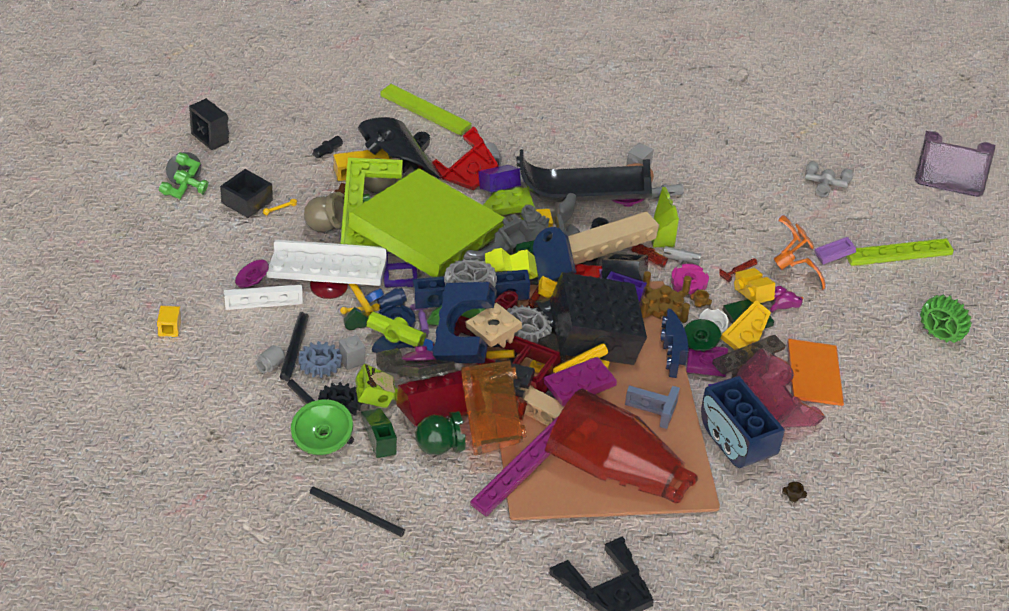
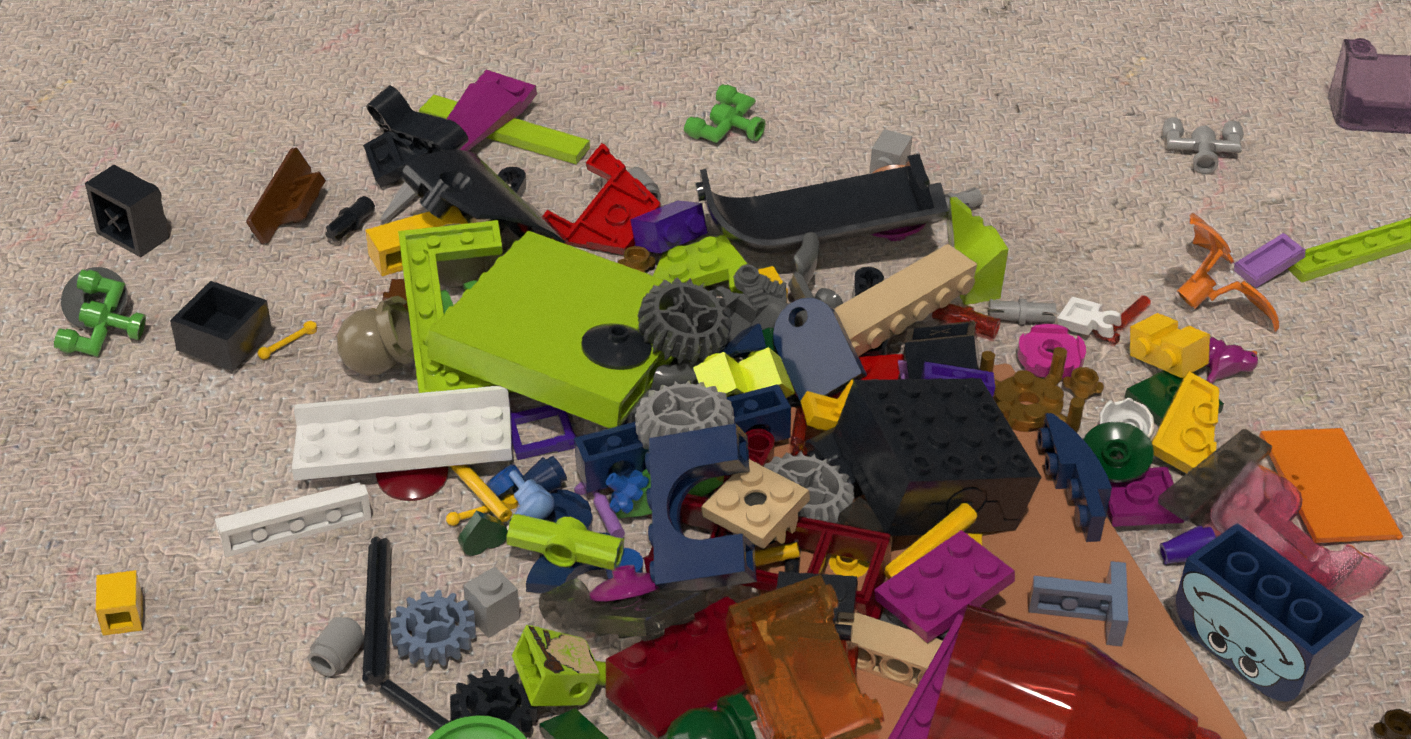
camera: 10 degrees left, 0 degrees up
(252, 273) = (263, 477): magenta dish -> none
(295, 129) = (286, 196): none -> reddish brown bracket
(356, 114) = (389, 156): none -> black wing
(373, 102) = (424, 130): none -> black beam
(385, 305) = (532, 498): none -> medium blue piece
(412, 98) = (479, 112): none -> magenta plate
(433, 310) = (625, 490): none -> blue plant
(447, 236) = (615, 346): none -> black dish
(477, 193) = (637, 258): none -> pearl gold plate
(486, 228) = (684, 320): none -> dark grey gear
(518, 245) = (745, 342): none -> dark blue slope
(553, 121) = (726, 116): none -> bright green piece
(716, 263) = (1085, 315): none -> white plate

